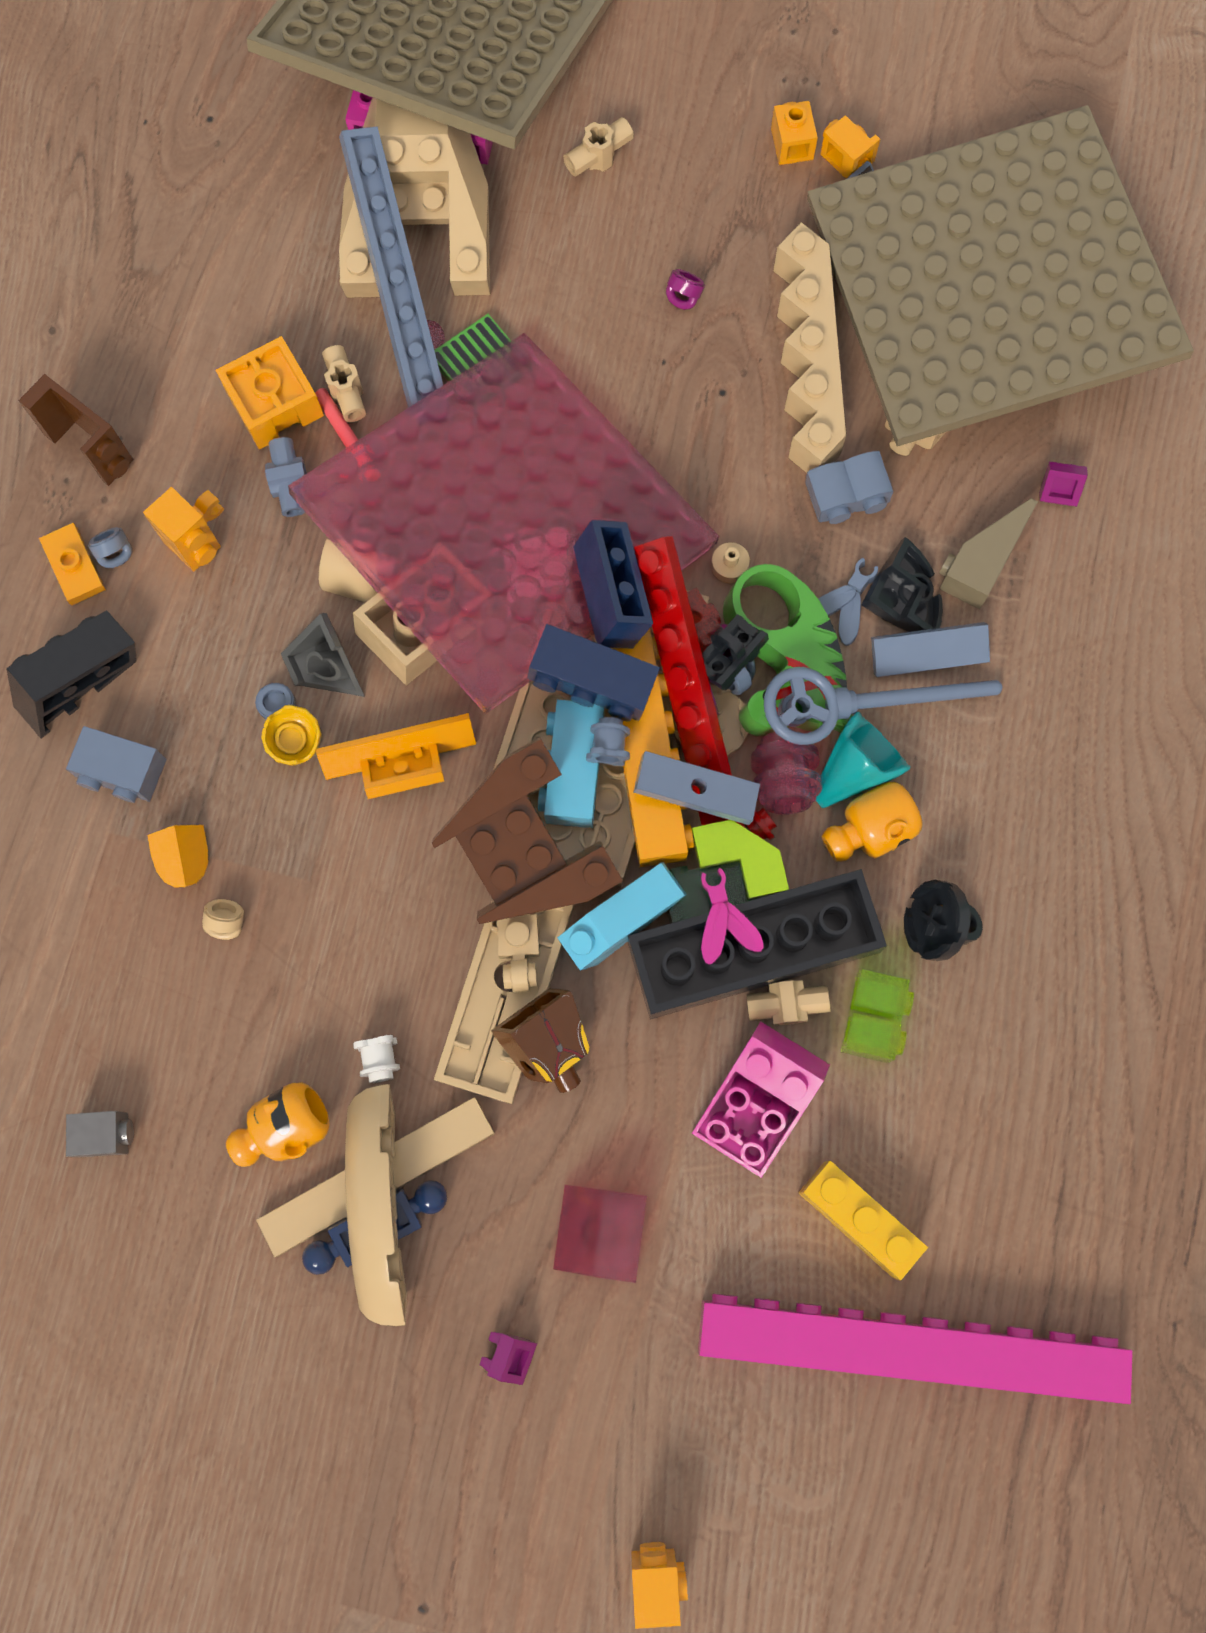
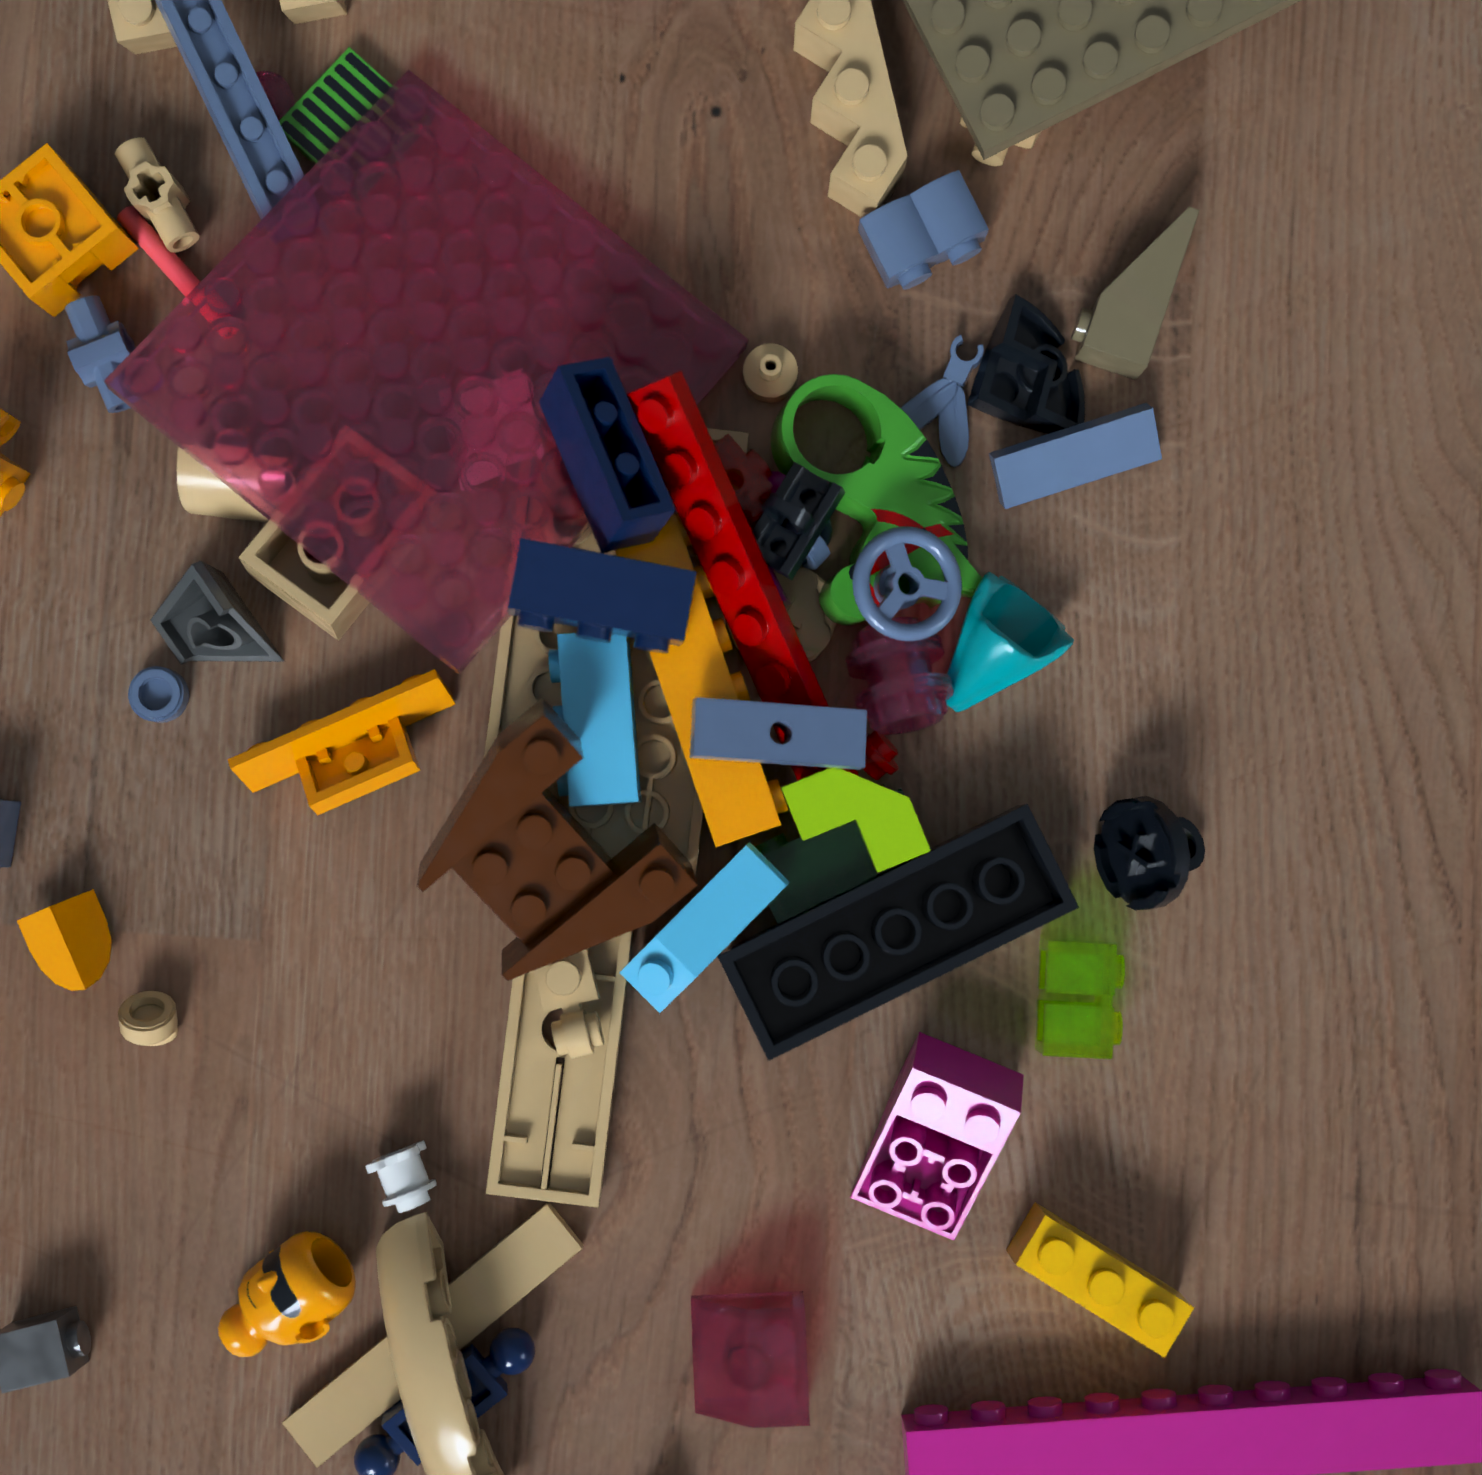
camera: 10 degrees left, 10 degrees up
(291, 735) = (189, 743): yellow hair -> none
(546, 1039) = (629, 1113): reddish brown torso -> none
(609, 742) = (642, 688): sand blue brick -> none
(723, 917) = (849, 906): dark pink piece -> none
(788, 1003) = (954, 1000): tan axle -> none
(849, 701) = (974, 560): sand blue piece -> none
(875, 823) = (1035, 726): light orange piece -> none
(1063, 484) = (1231, 172): magenta tile -> none

